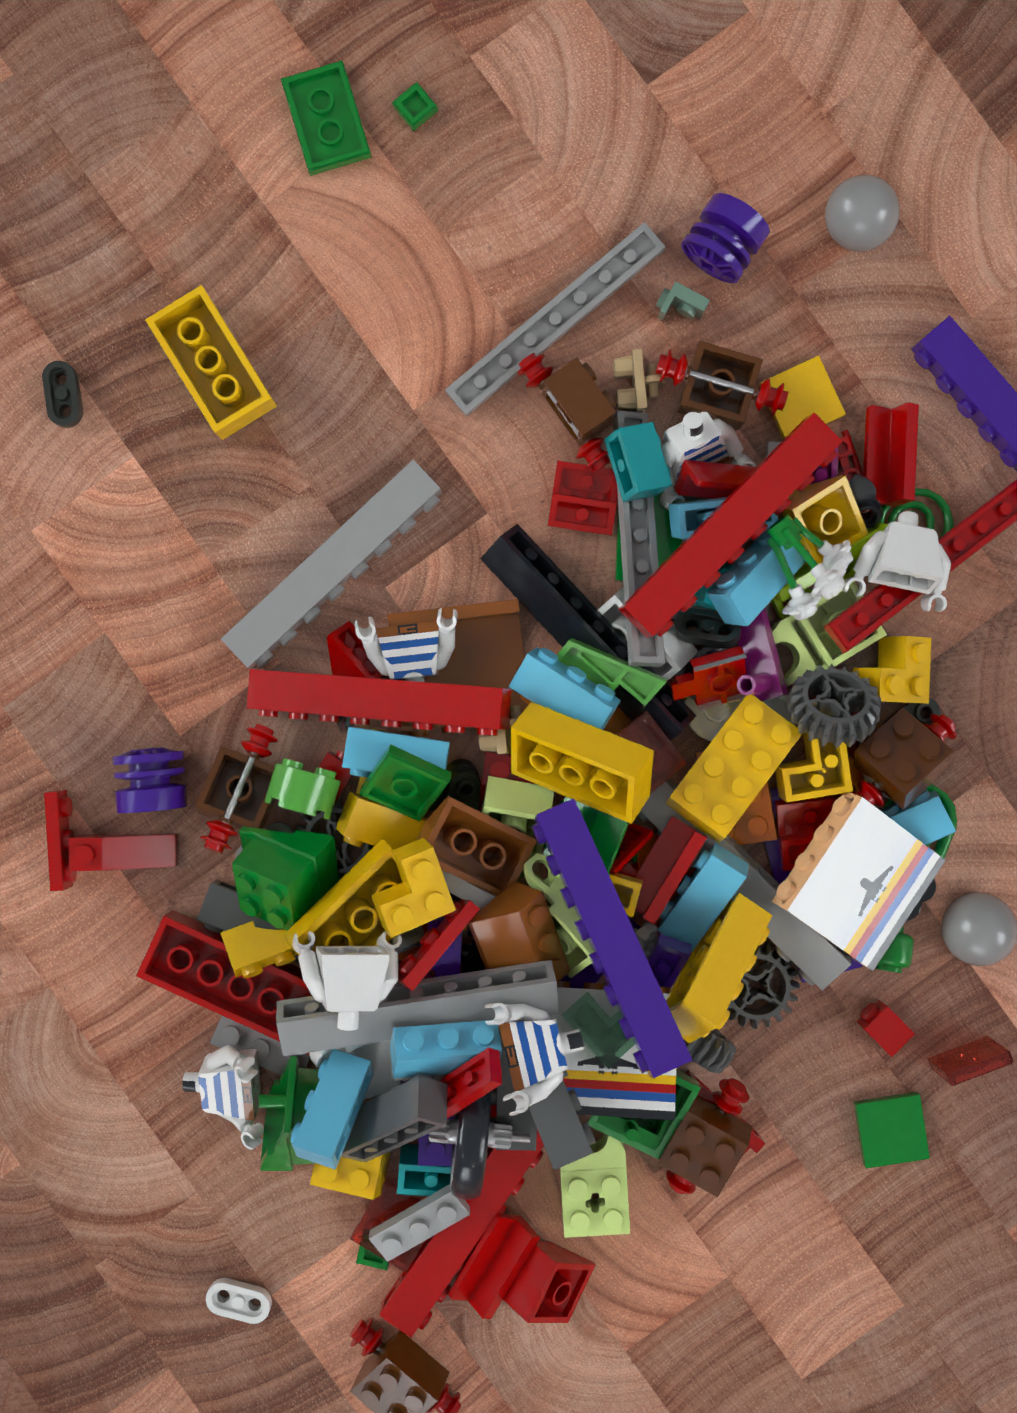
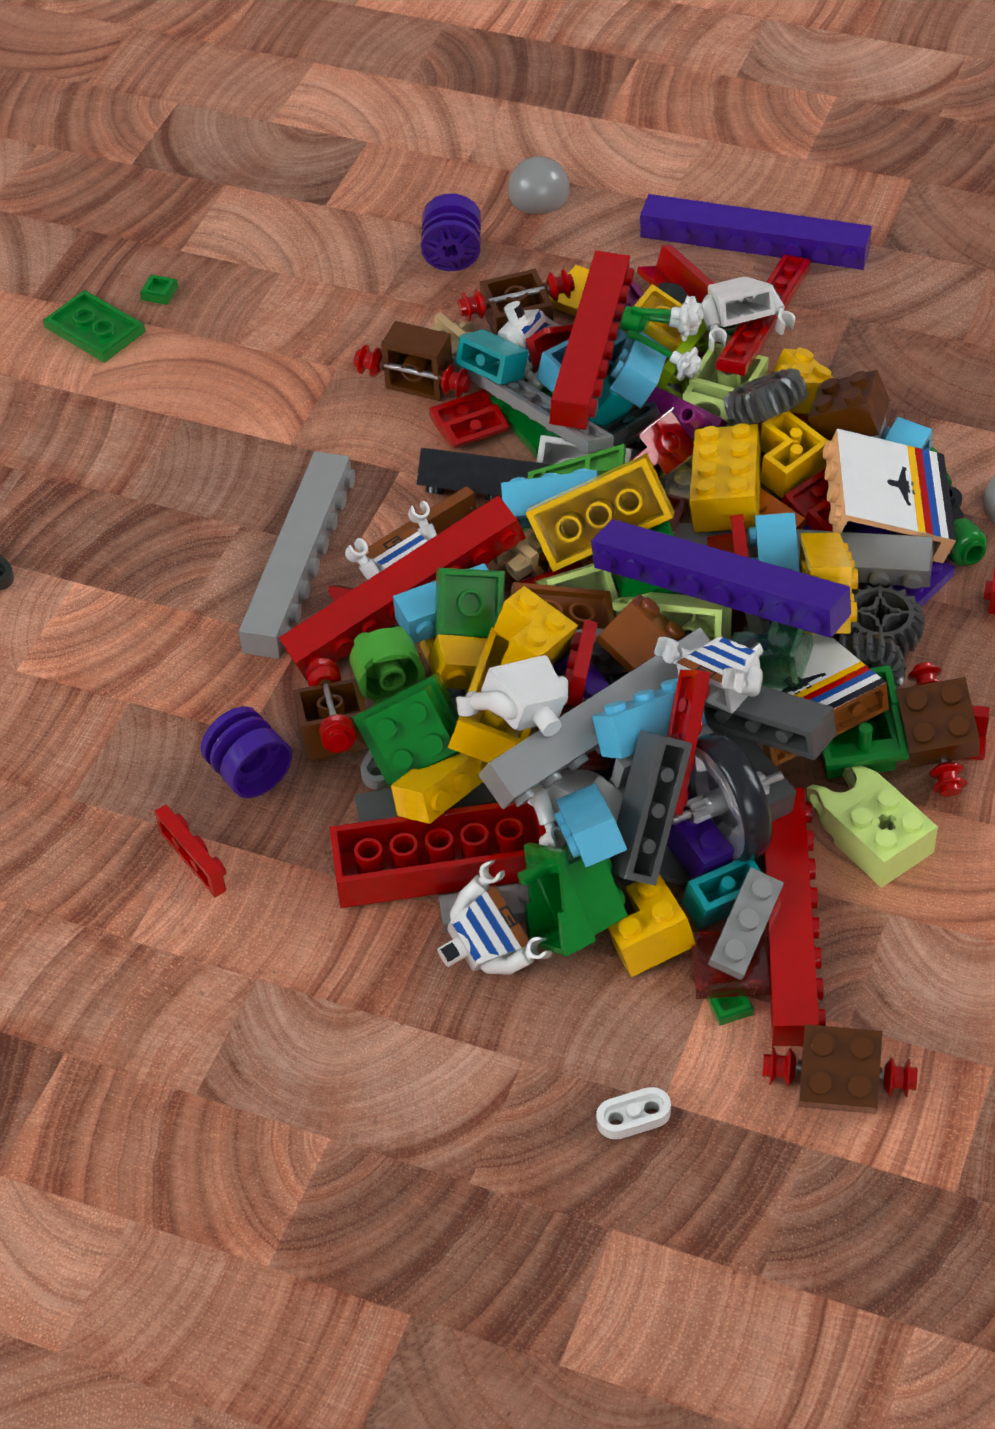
camera: 30 degrees left, 40 degrees down
(122, 851) = (252, 829): red slope -> none
(211, 362) = (105, 481): yellow brick -> none
(495, 1264) = (844, 934): red panel -> none
(549, 1284) = (905, 923): red slope -> none
(555, 318) = (365, 329): light grey plate -> none
(687, 301) = (450, 283): sand green bracket -> none

